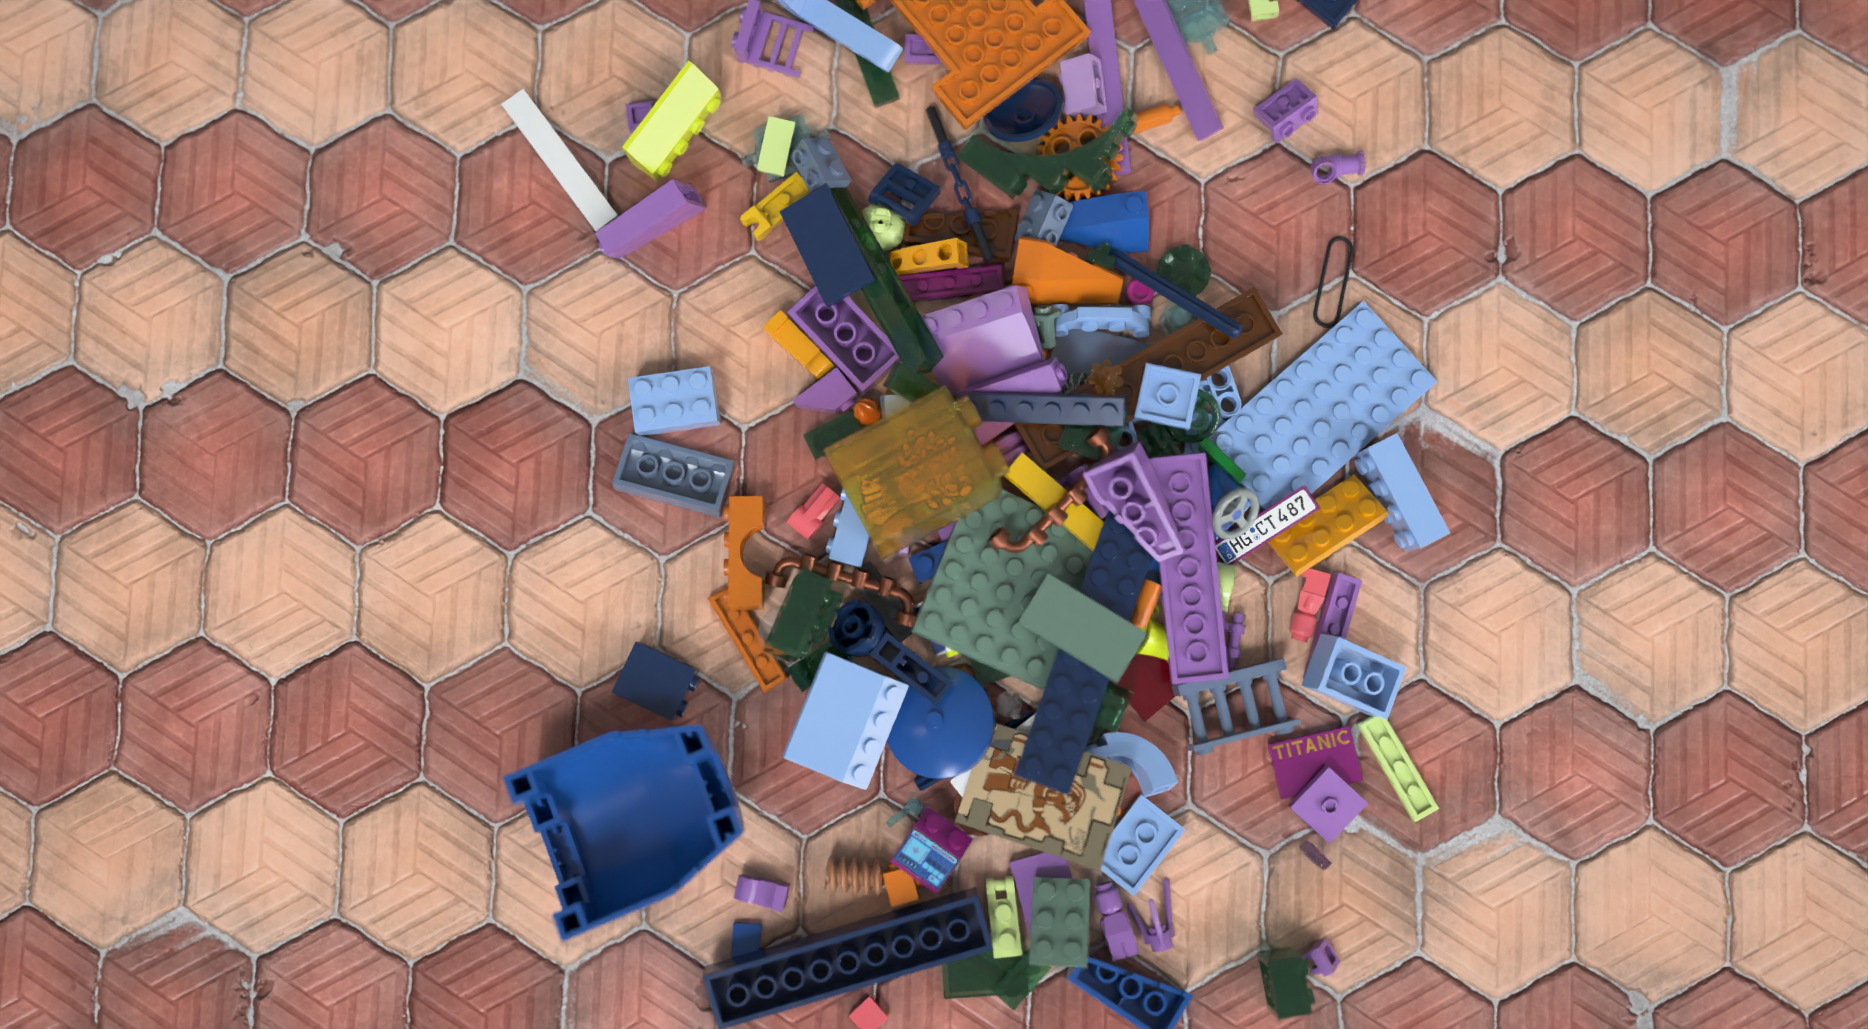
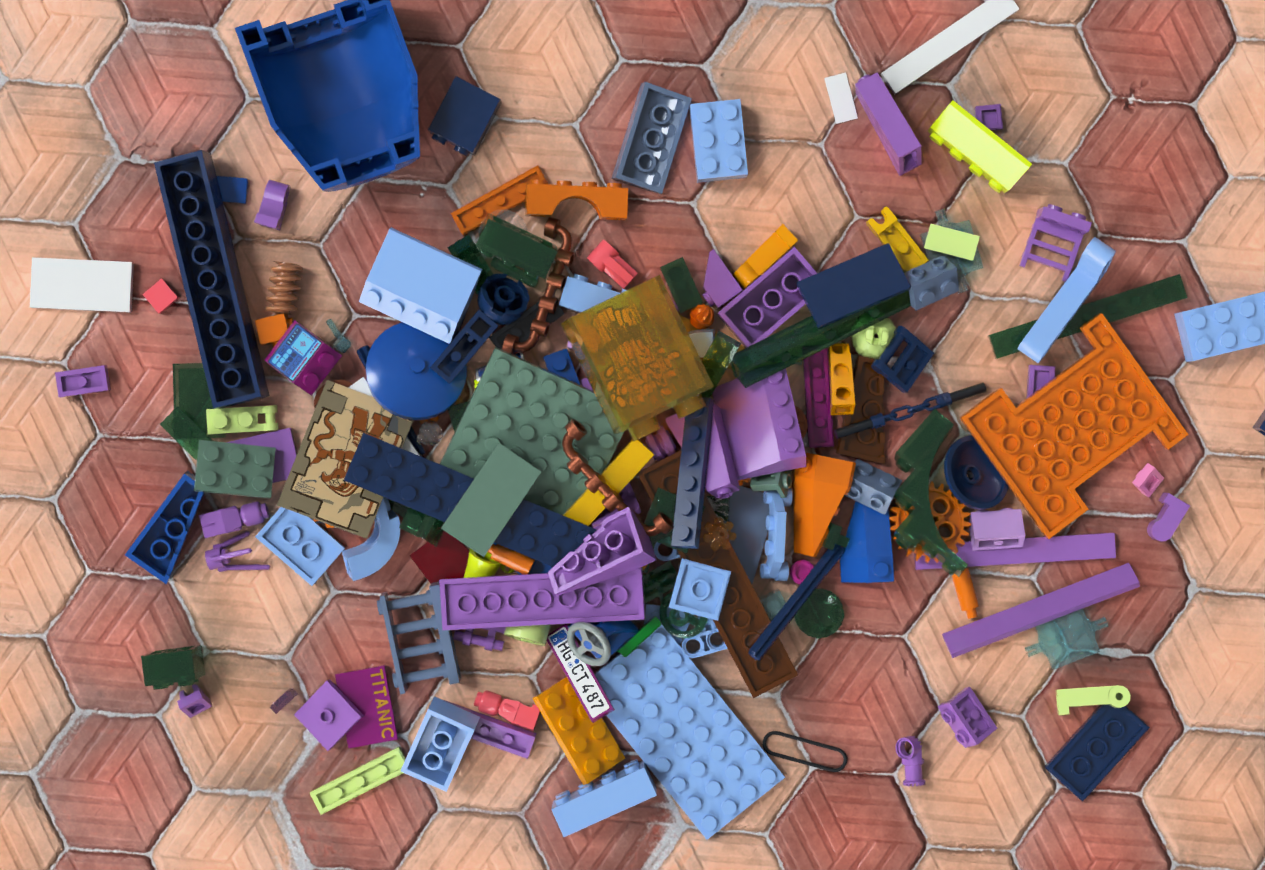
camera: 90 degrees right, 5 degrees up
(624, 274) = (841, 98): none -> white sticker

